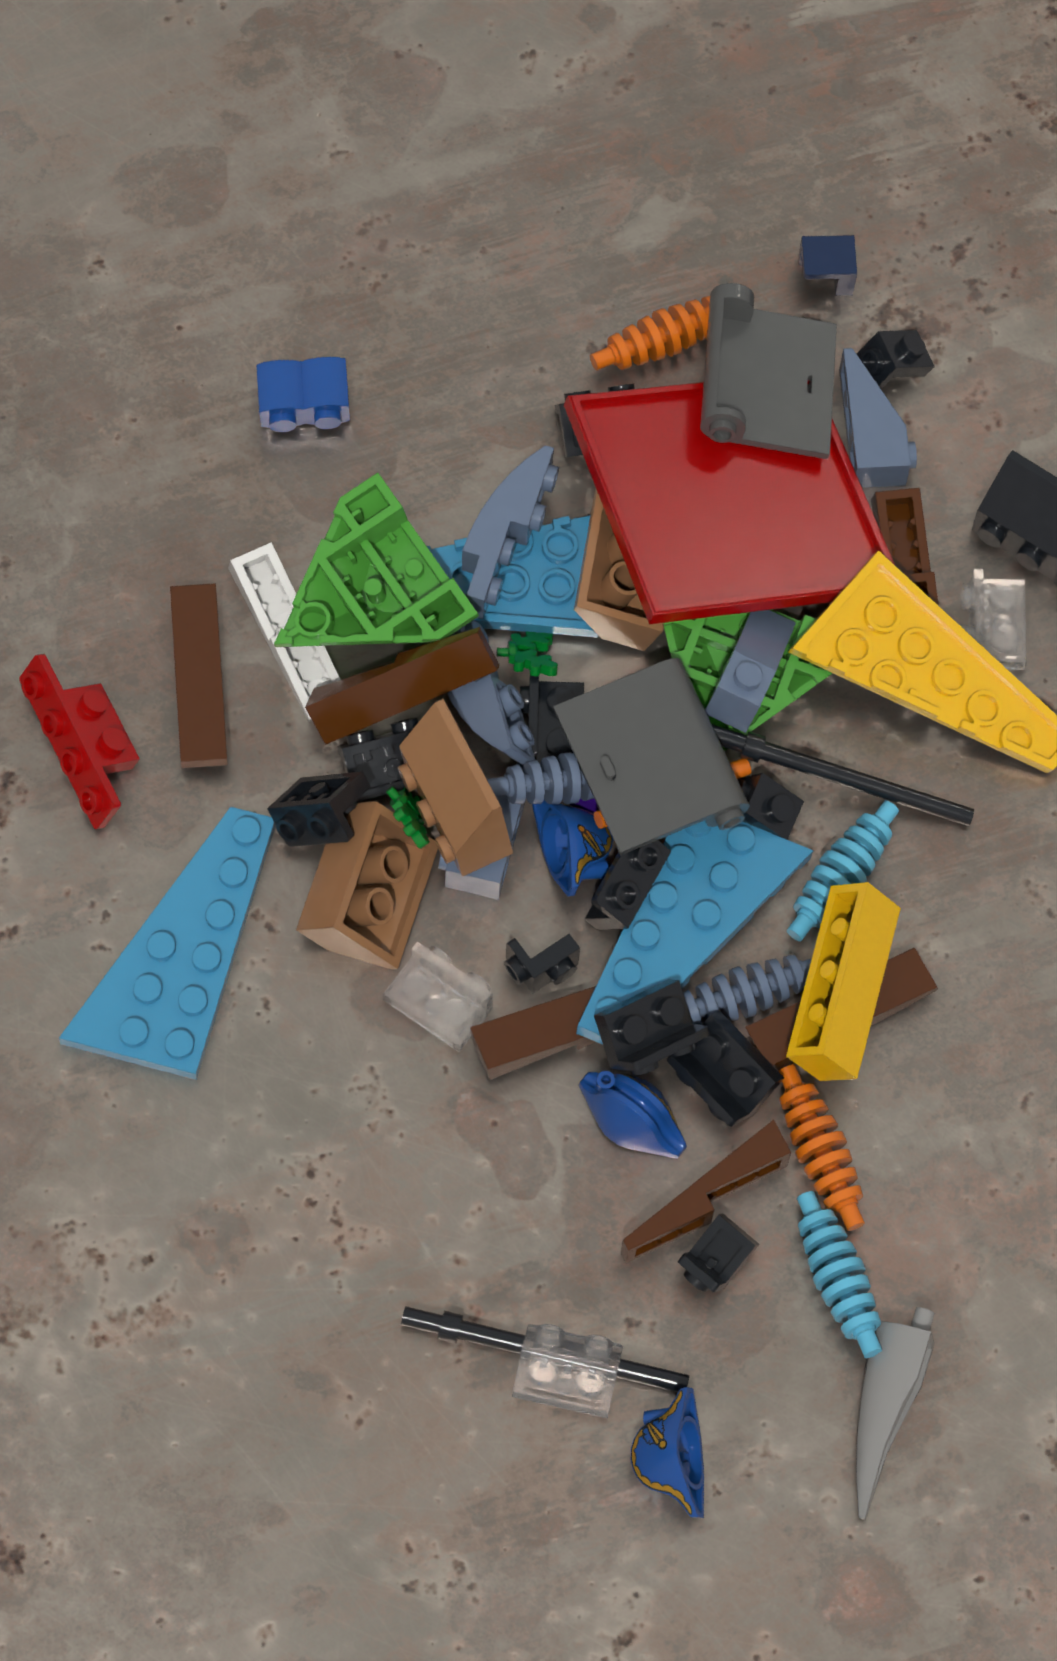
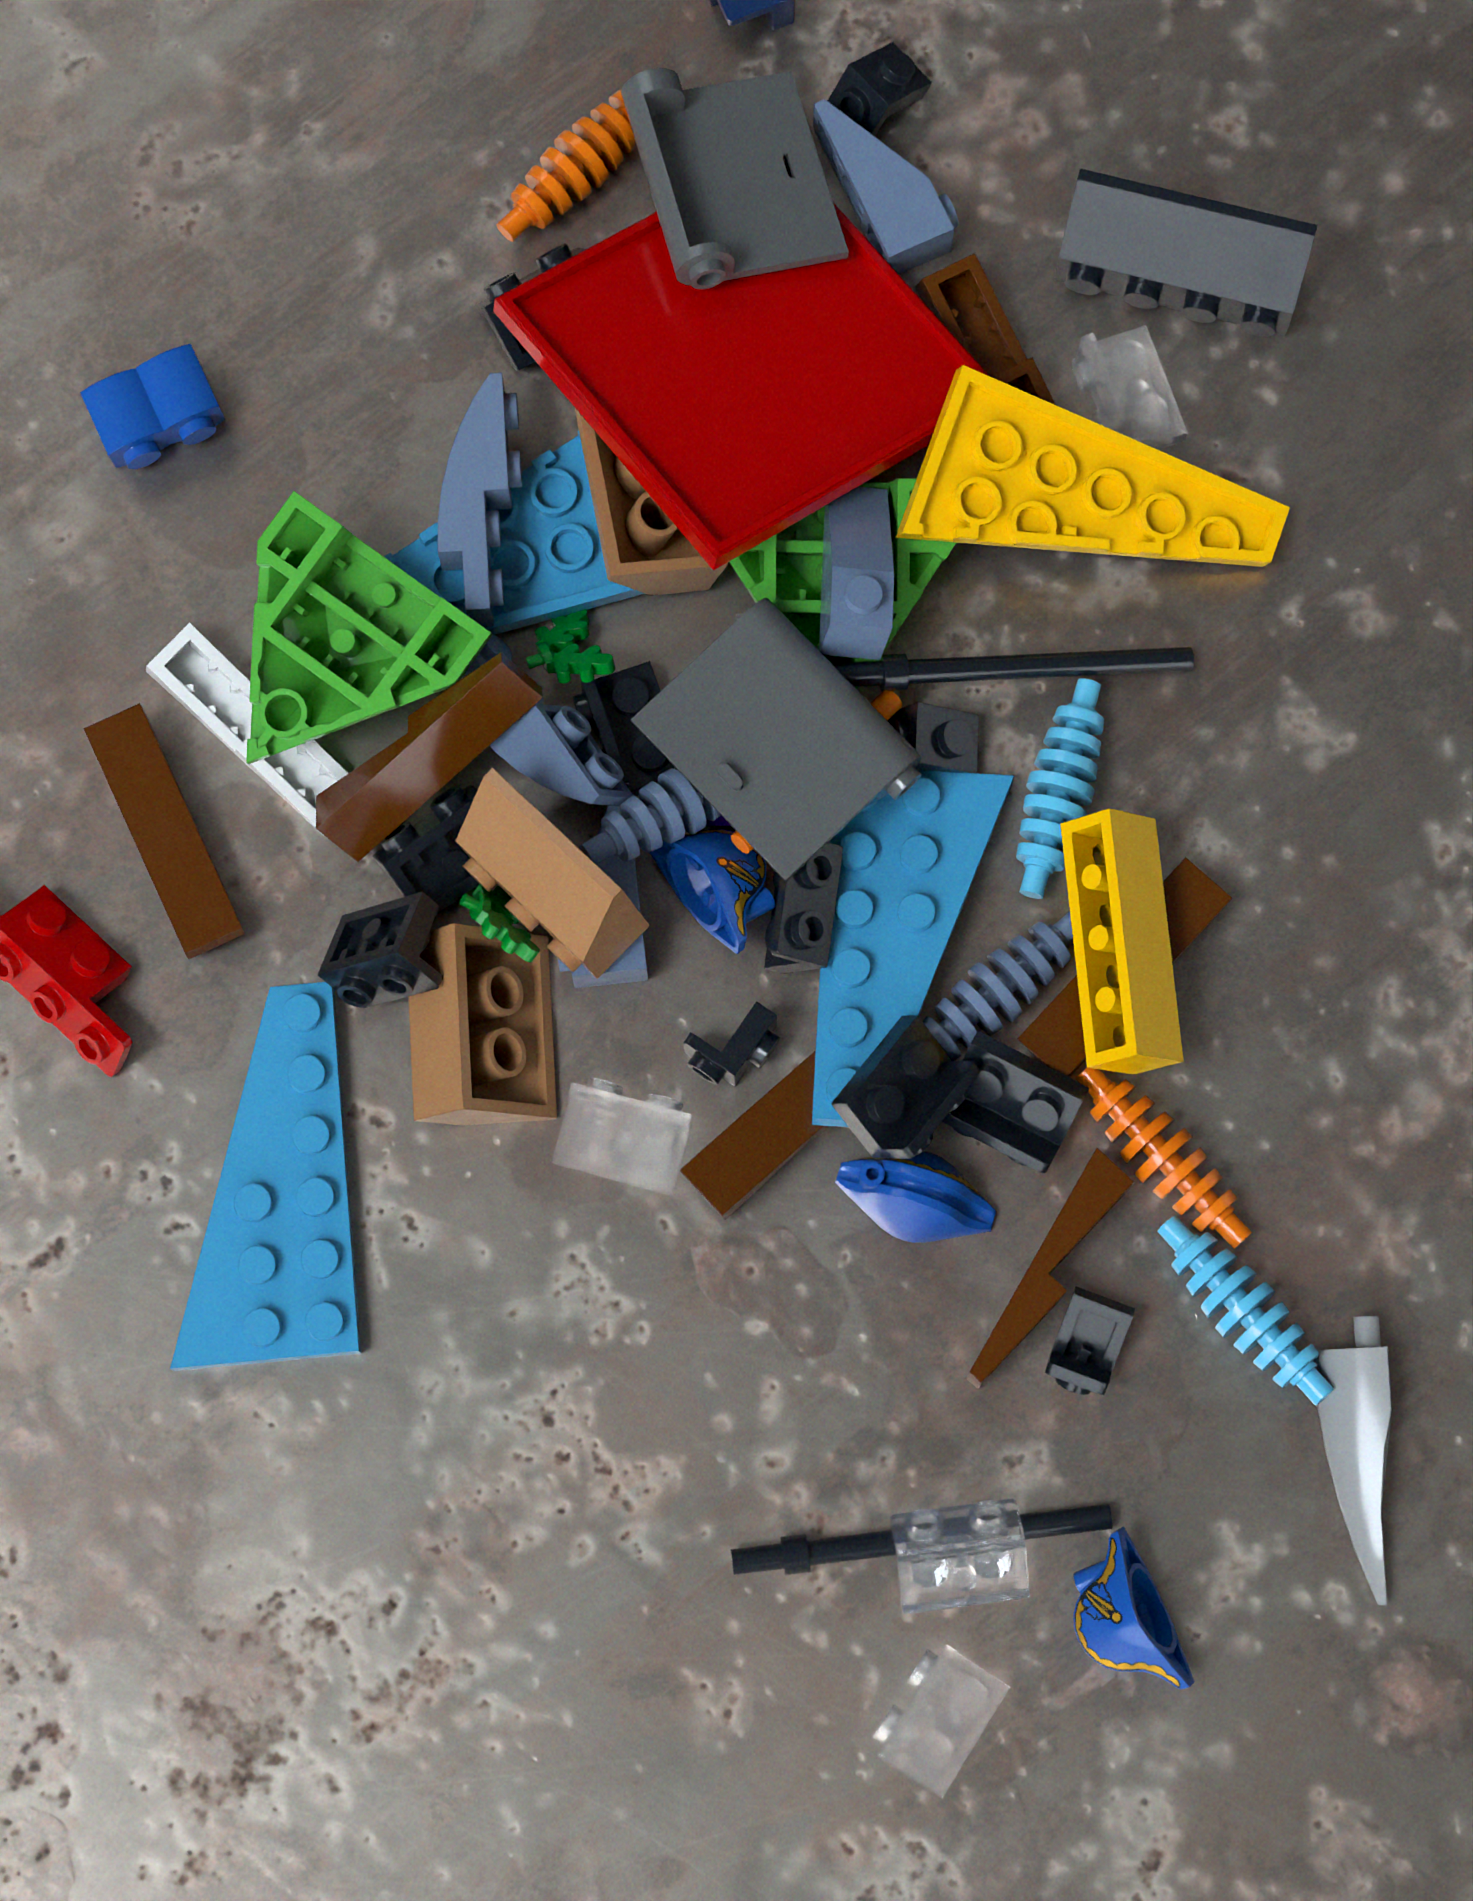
camera: 15 degrees left, 10 degrees up
(509, 1478) = (940, 1719): none -> clear bracket

